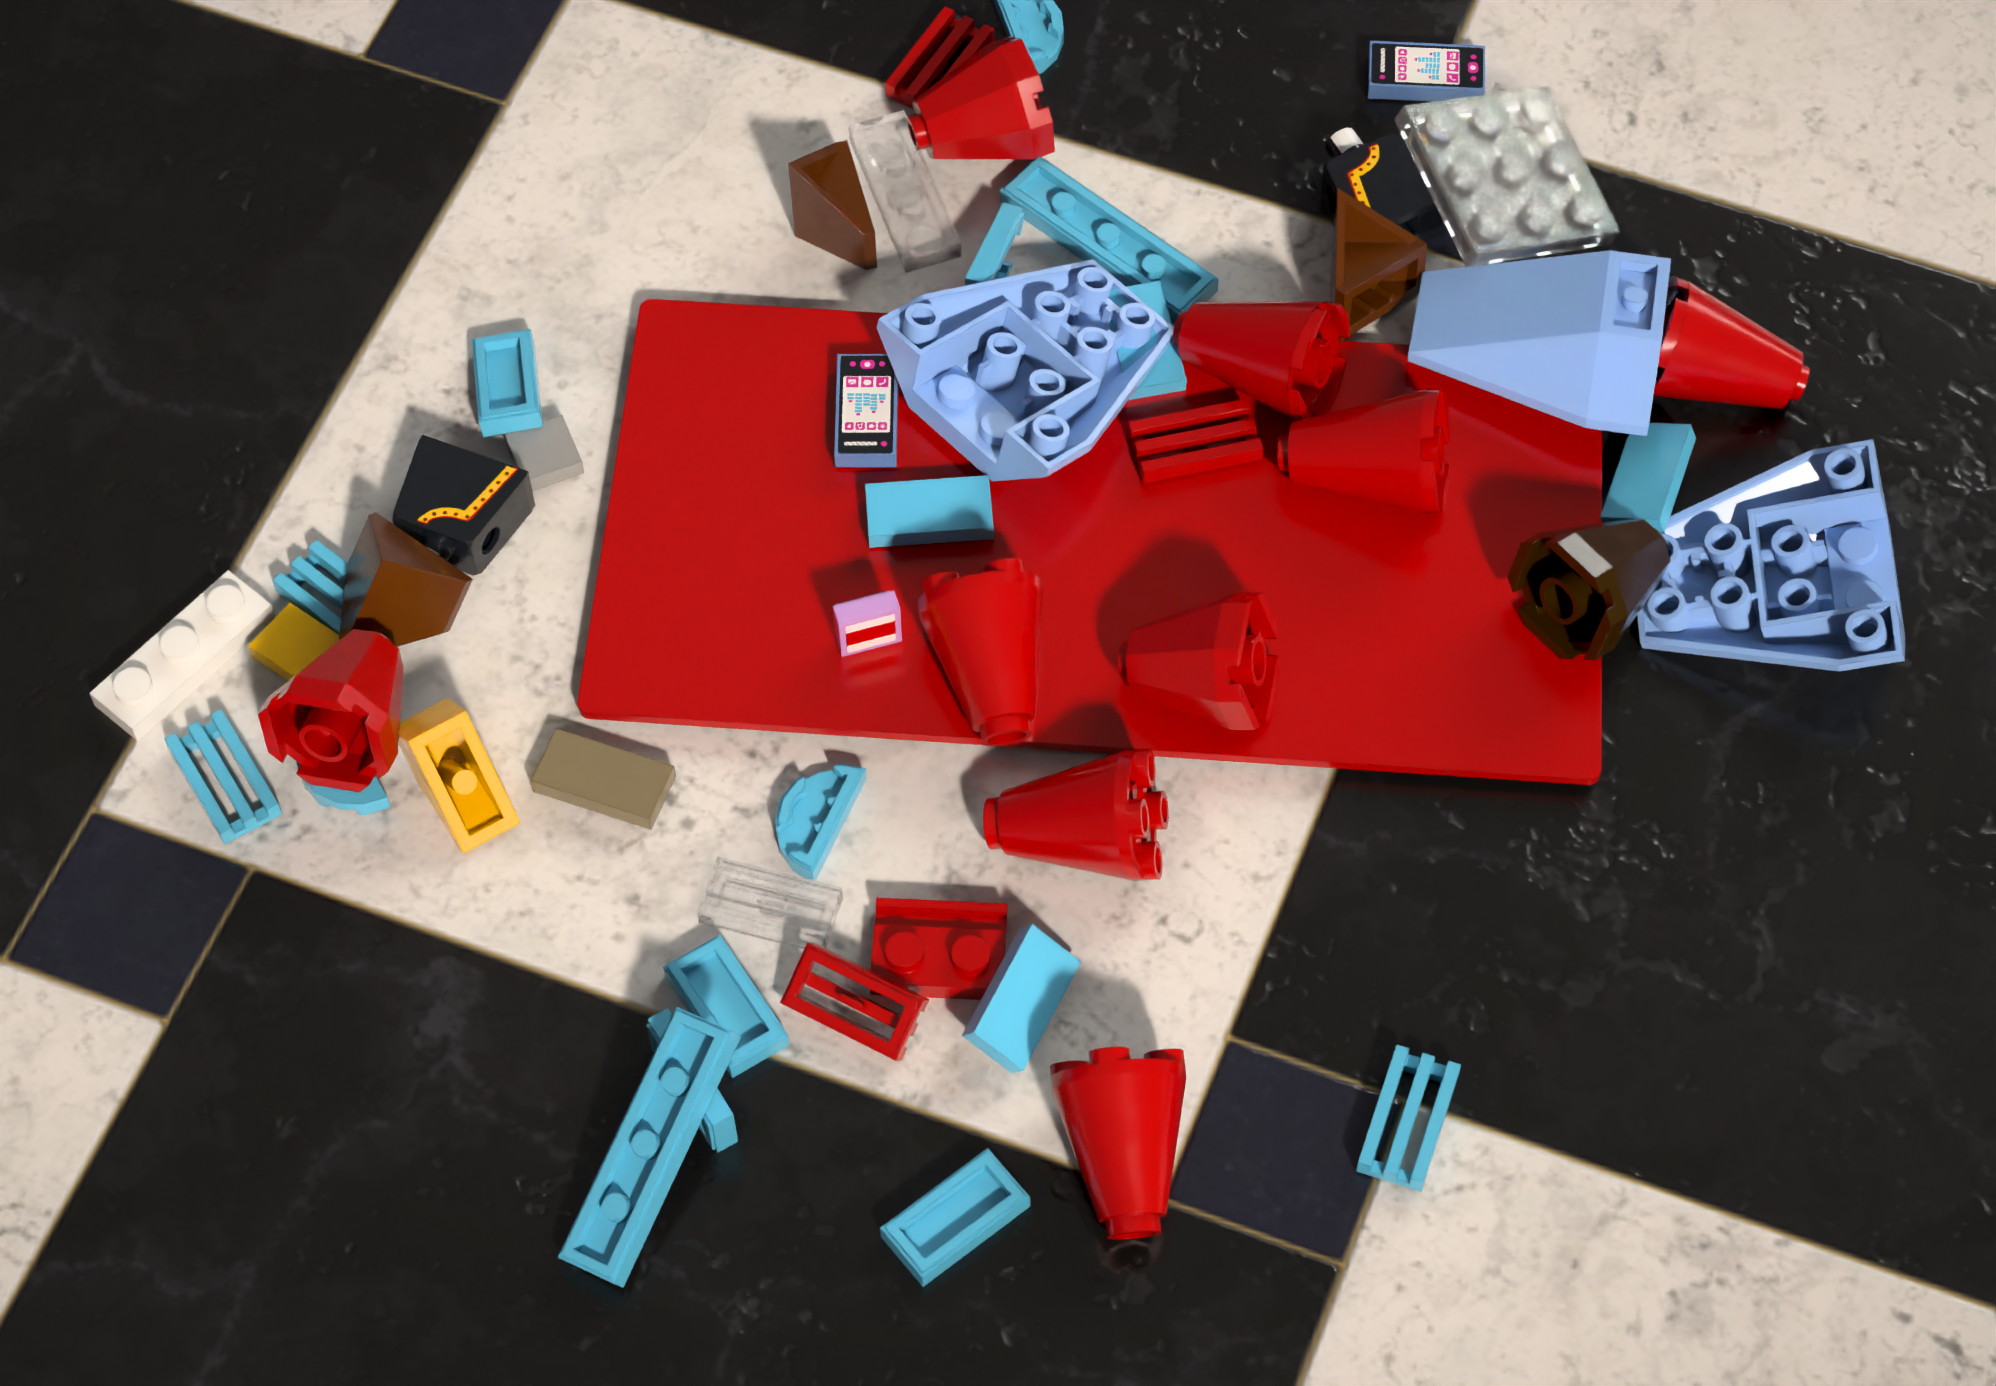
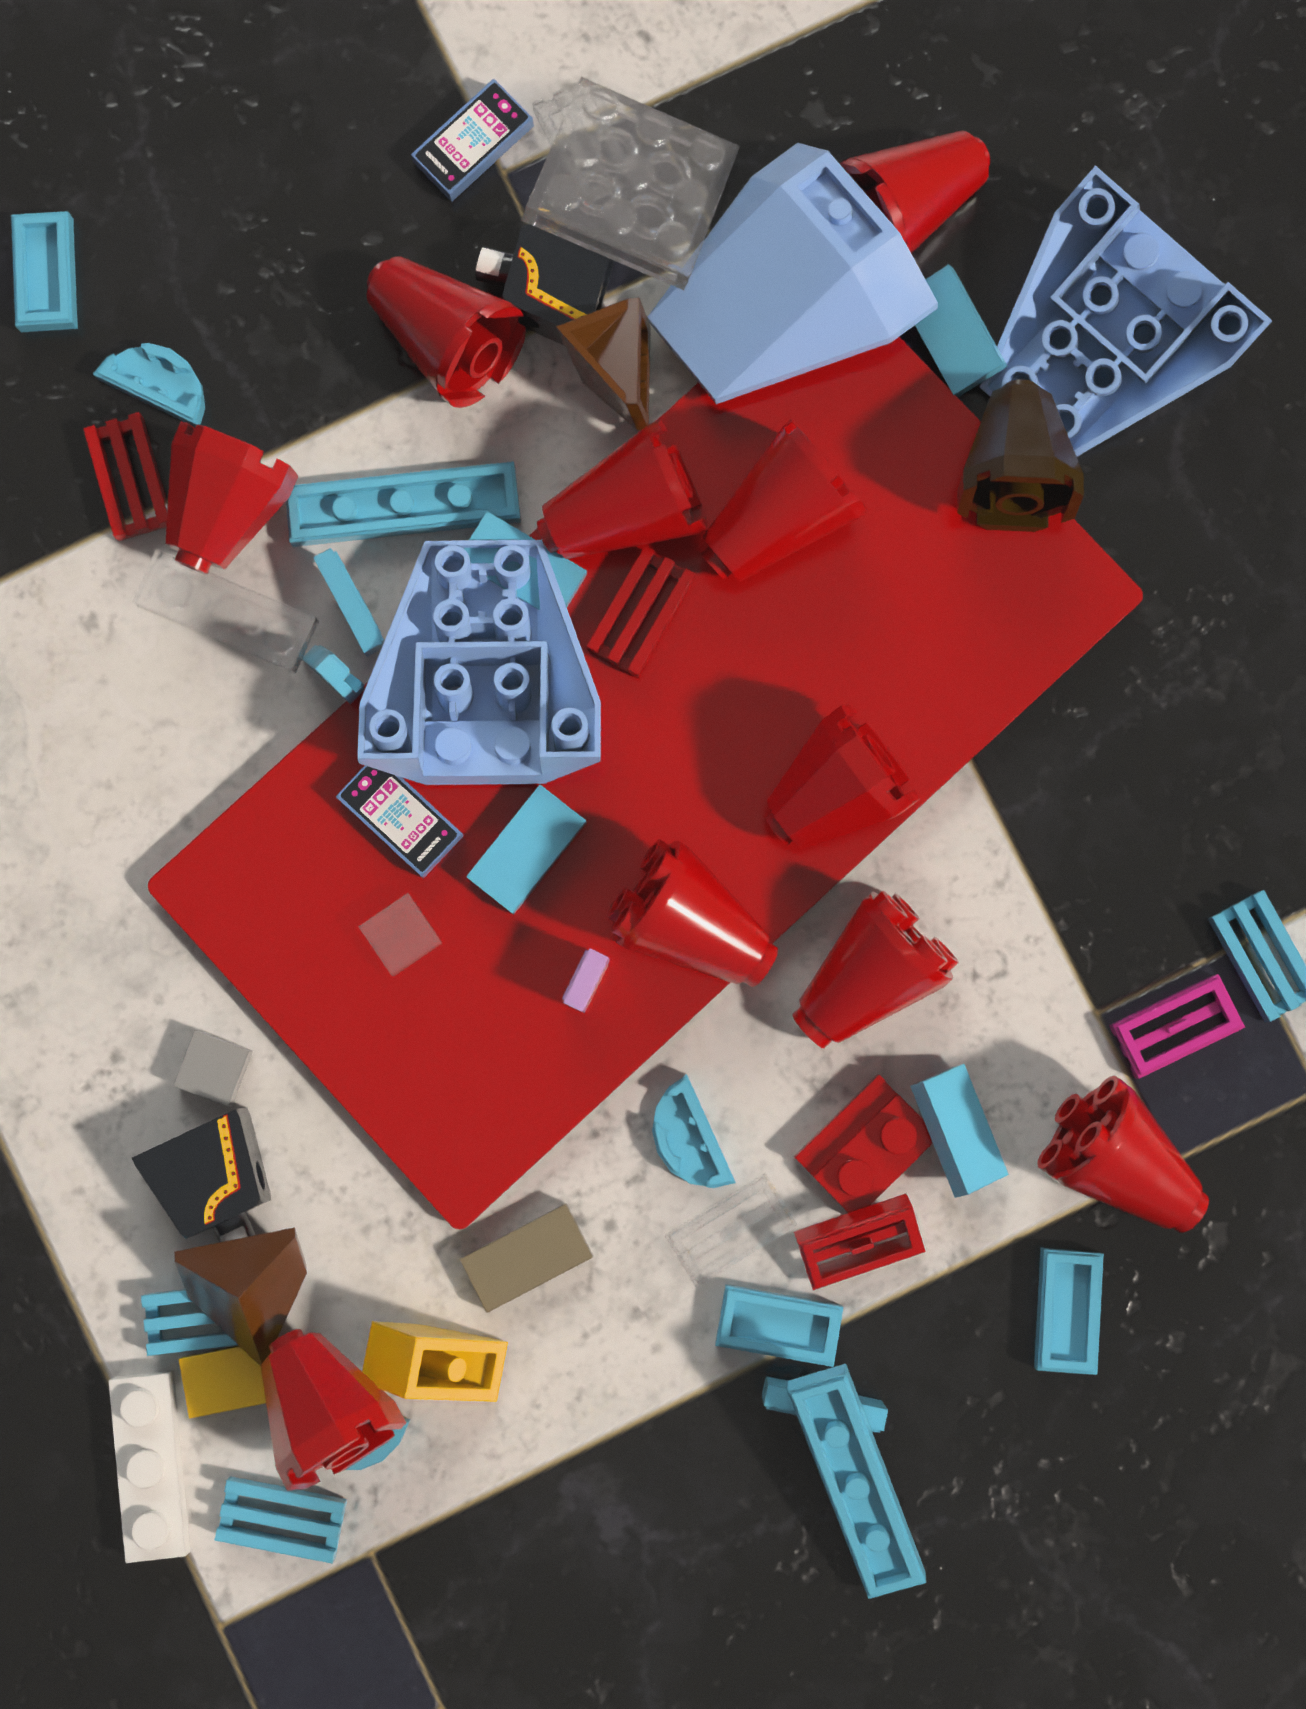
camera: 45 degrees left, 25 degrees up
(507, 383) = (128, 1045): medium azure tile -> none
(775, 483) = (400, 934): none -> clear tile
(832, 206) = (194, 679): reddish brown slope -> none
(929, 266) = (334, 672): none -> medium azure tile
(1267, 158) = (447, 327): none -> red cone
(1273, 1123) = (1132, 1047): none -> dark pink tile

